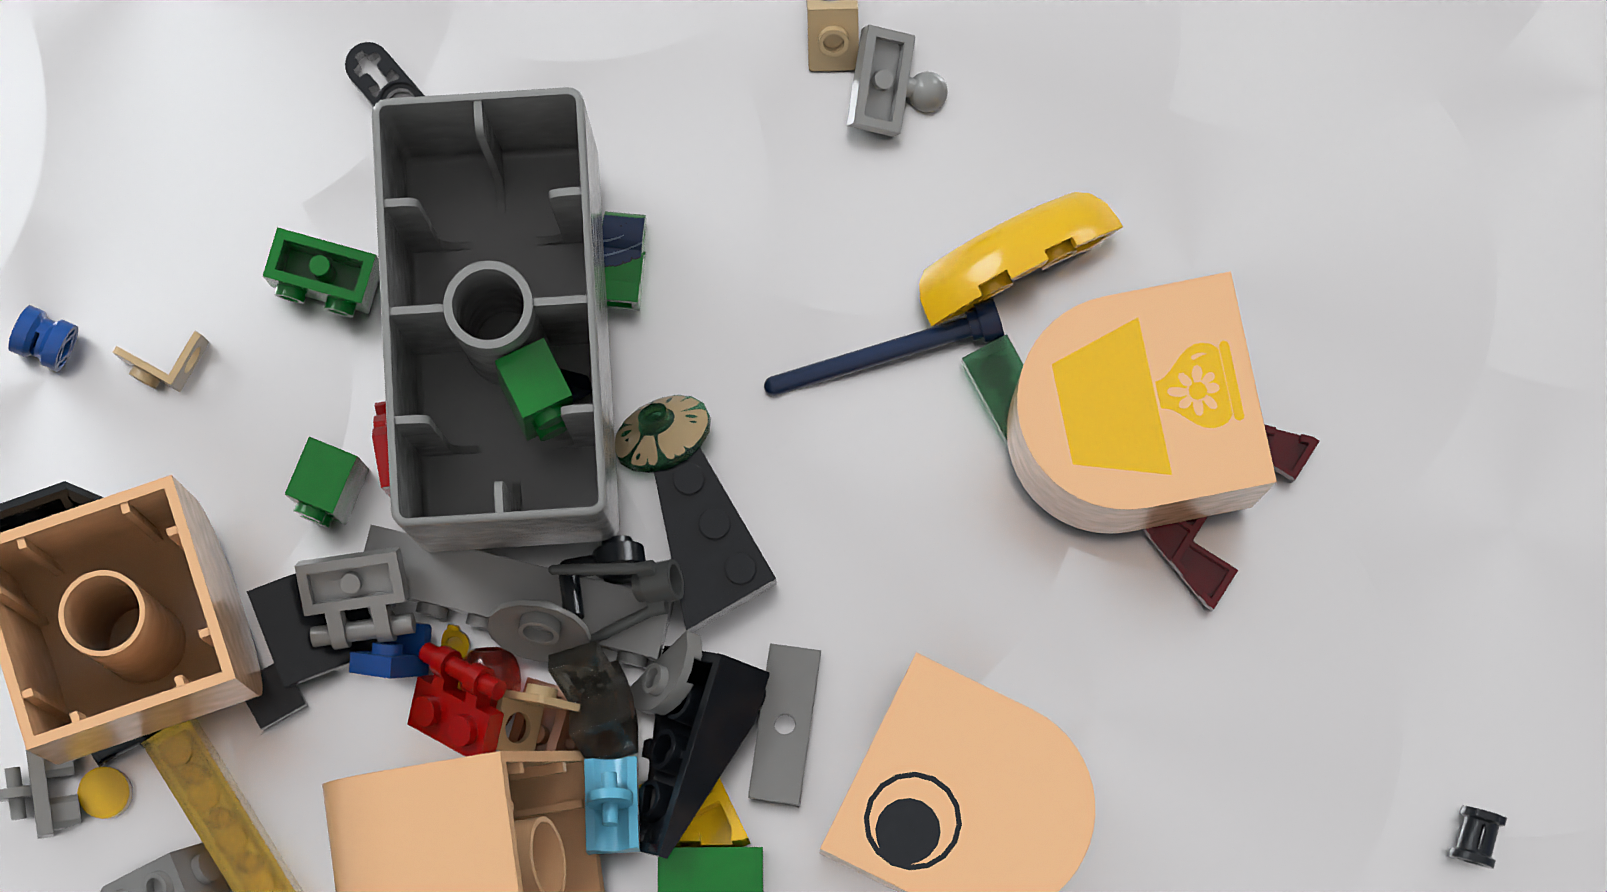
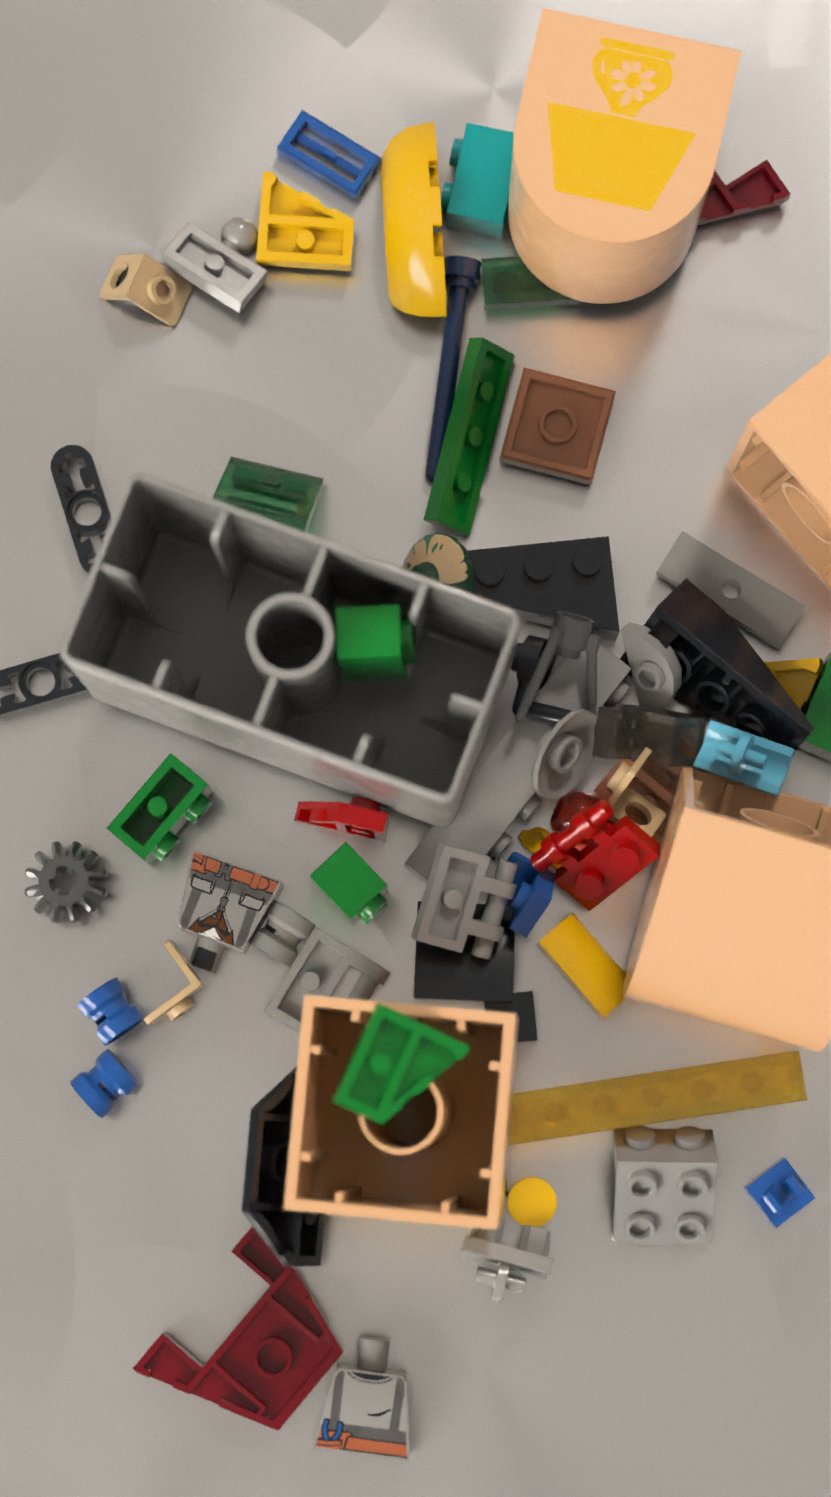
camera: 65 degrees left, 0 degrees up
(113, 313) = (110, 1011): none -> blue wheel
(139, 585) = (393, 1064): none -> green wing
(225, 198) = (52, 874): none -> dark grey gear
(236, 492) = (317, 973): none -> light grey plate
(256, 440) = (282, 933): none -> light grey wheel
(258, 373) = (223, 907): none -> torso
(352, 738) = (584, 965): none -> yellow brick
(604, 36) = (64, 484): none -> black beam
(683, 231) = (270, 492): none -> clear green plate
(823, 402) = (469, 437): none -> green plate
(874, 483) = (557, 426): none -> nougat plate
(958, 147) = (301, 231): none -> yellow wing
(1043, 182) = (362, 177): none -> blue tile
(1063, 289) = (481, 182): none -> teal brick

